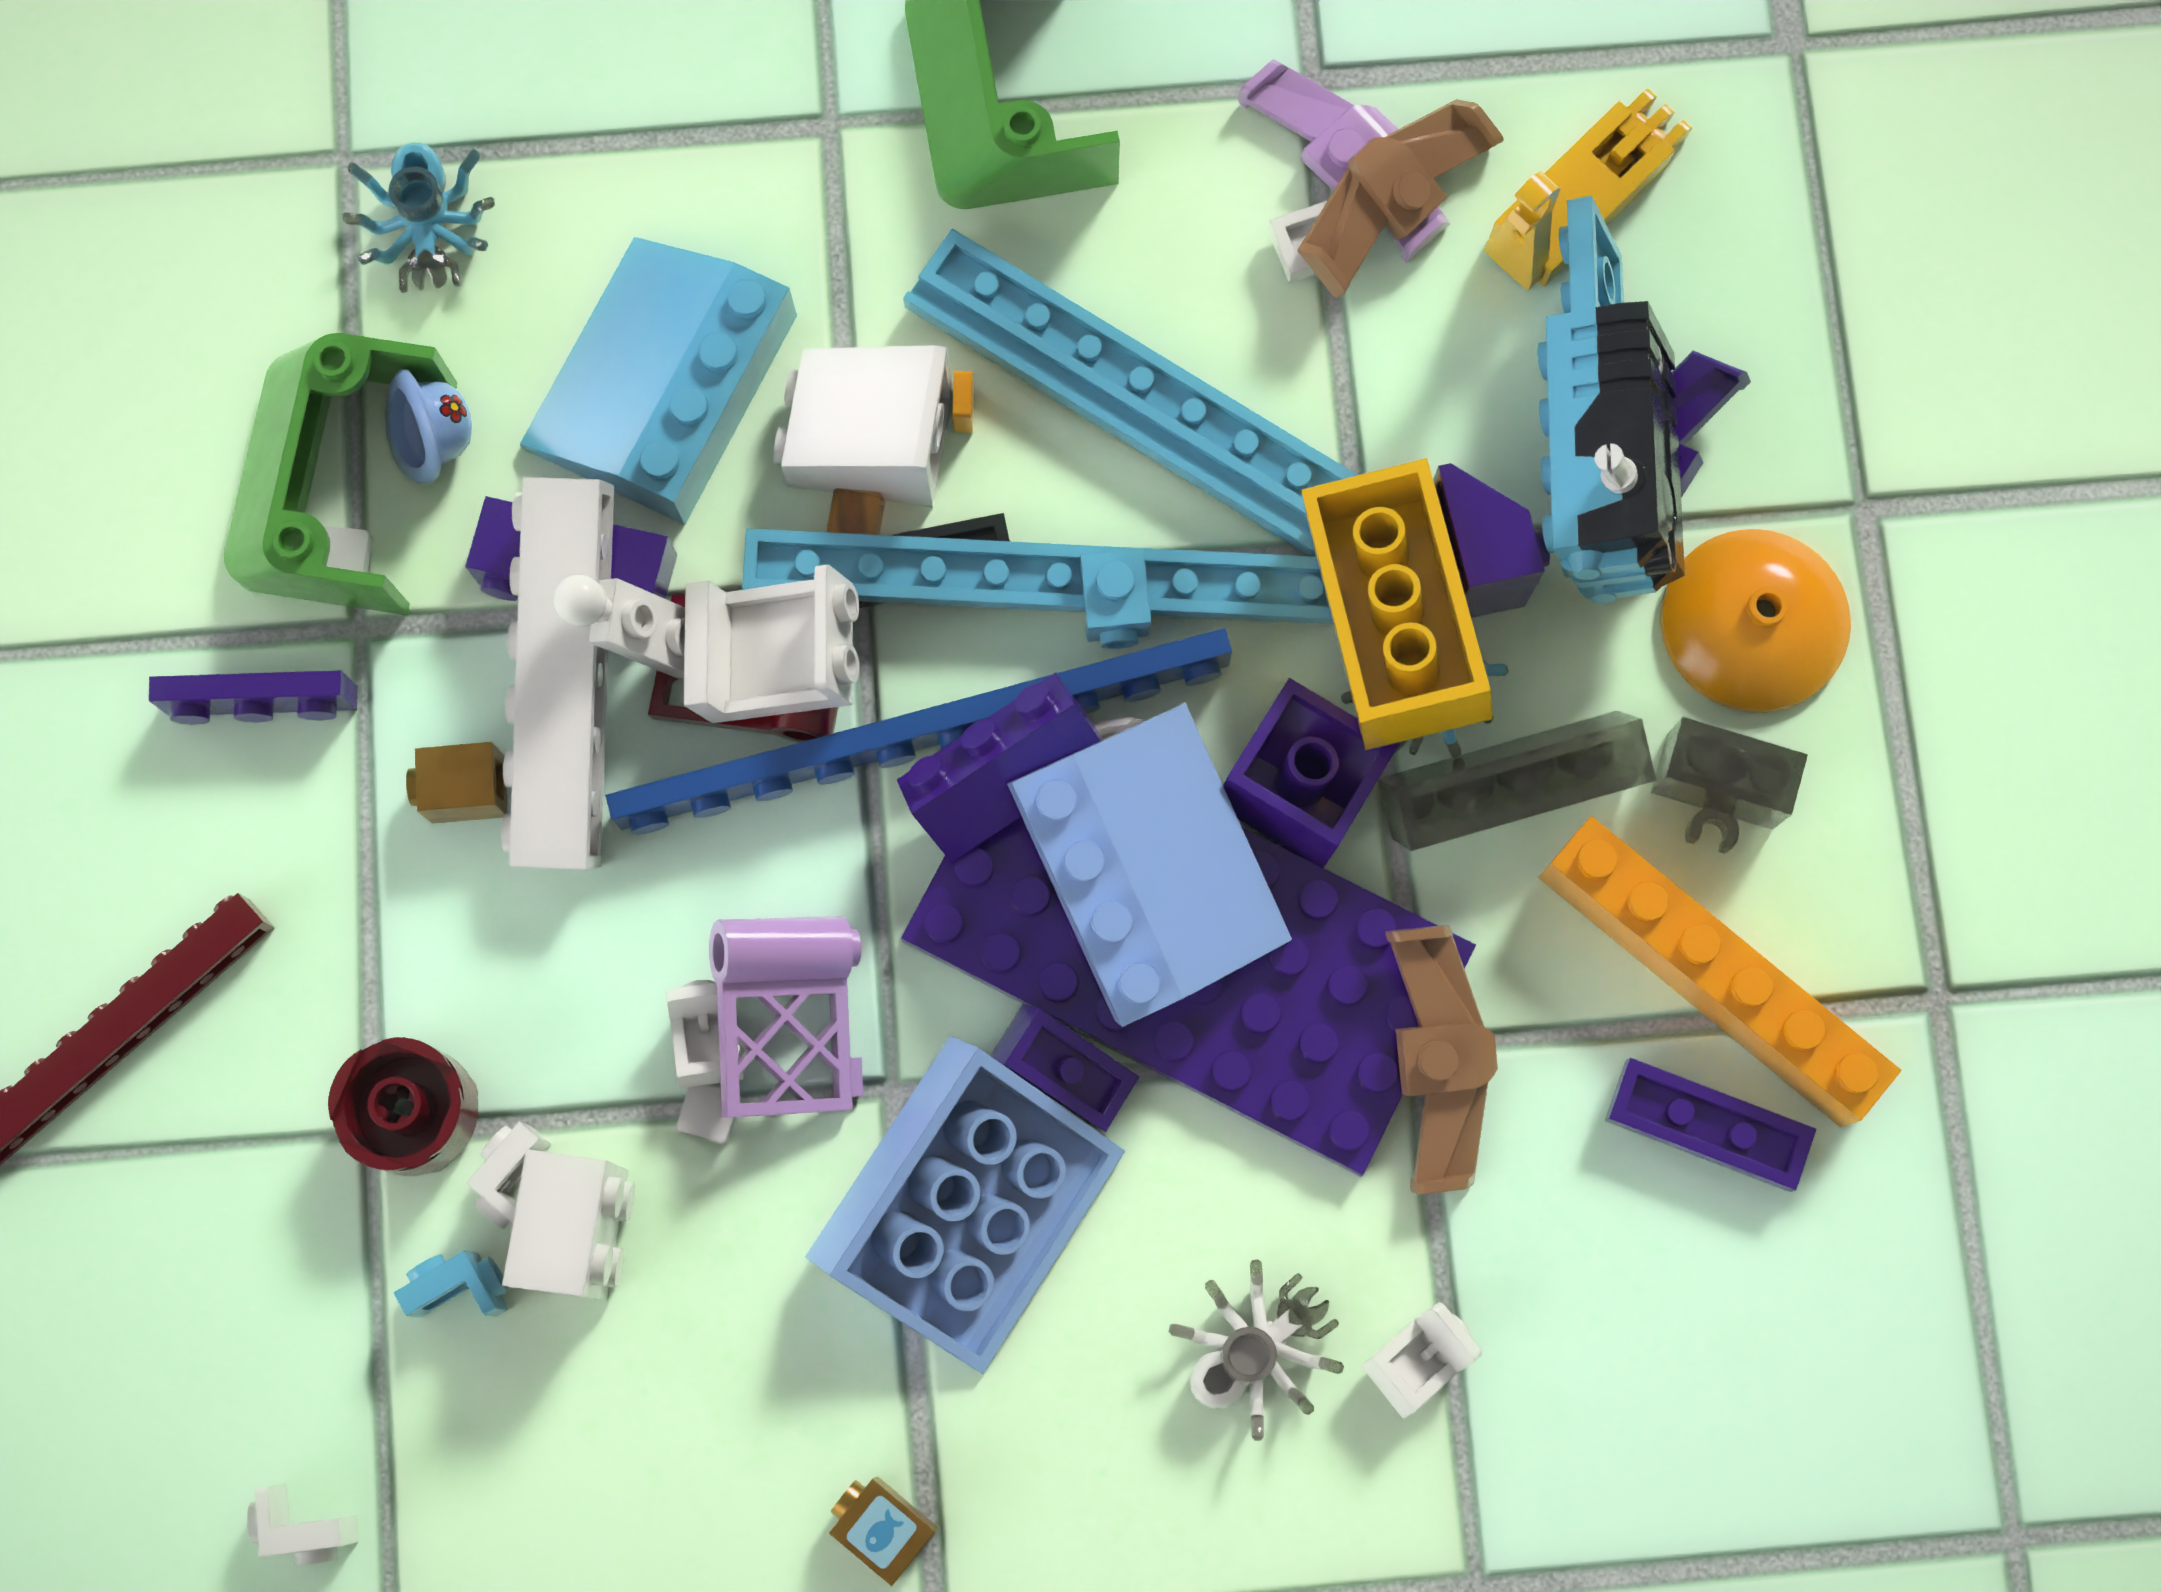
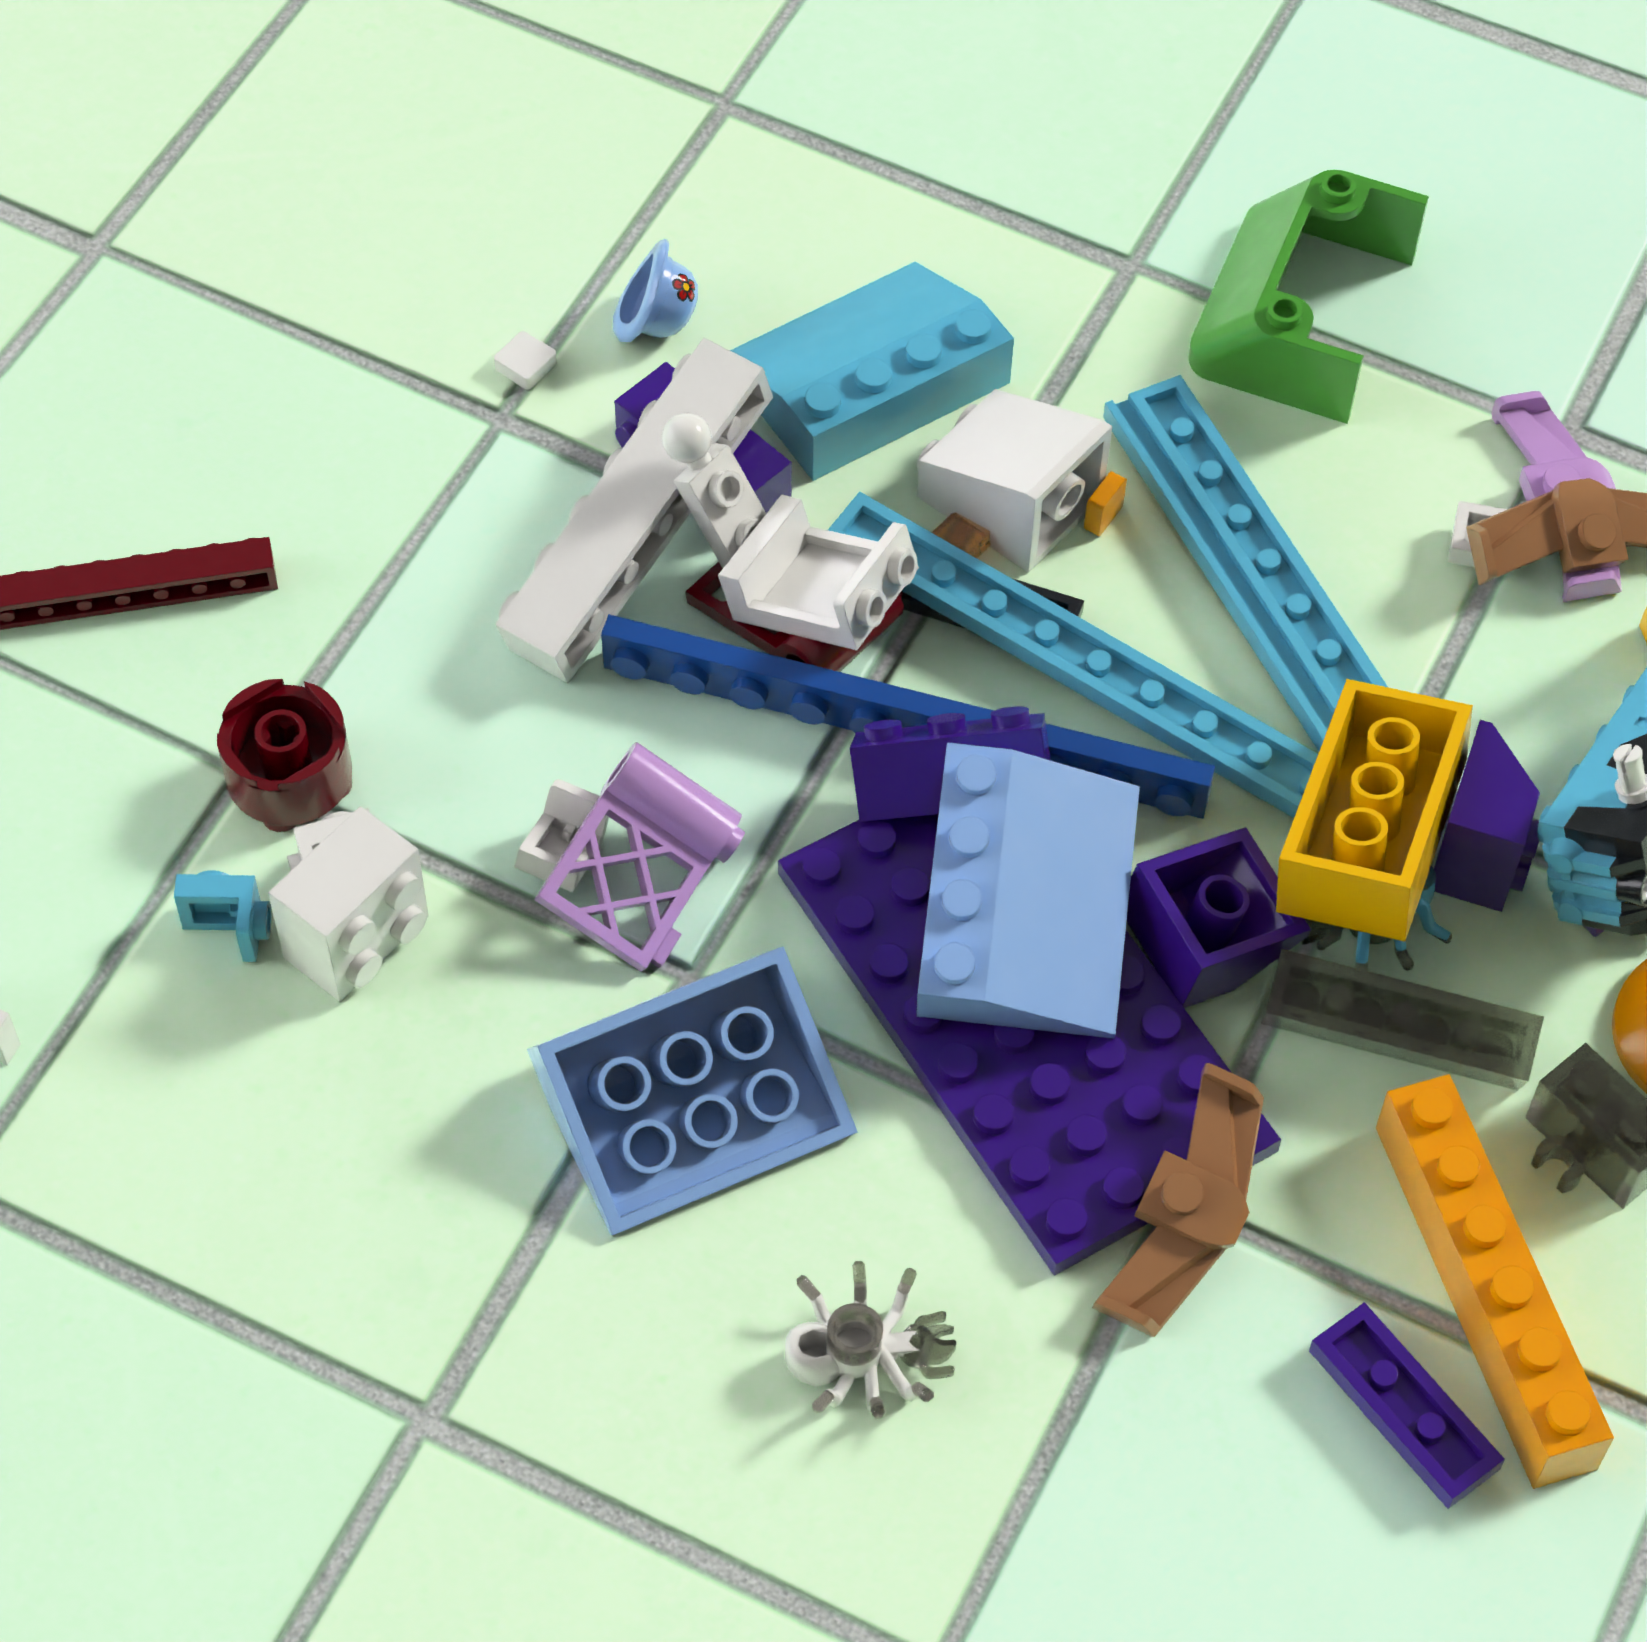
camera: 30 degrees right, 20 degrees down
(253, 695) = (385, 412): dark purple plate -> none
(271, 538) = (477, 318): bright green windscreen -> none
(421, 207) = (763, 149): animal -> none
(458, 782) = (495, 552): pearl gold brick -> none
(703, 1115) = (519, 910): white piece -> none
(880, 1528) = (442, 1296): brick -> none
(1064, 1066) = (852, 1028): dark purple plate -> none
(1115, 597) = (1135, 698): medium azure bracket -> none
(1422, 1358) = (1009, 1439): white bracket -> none

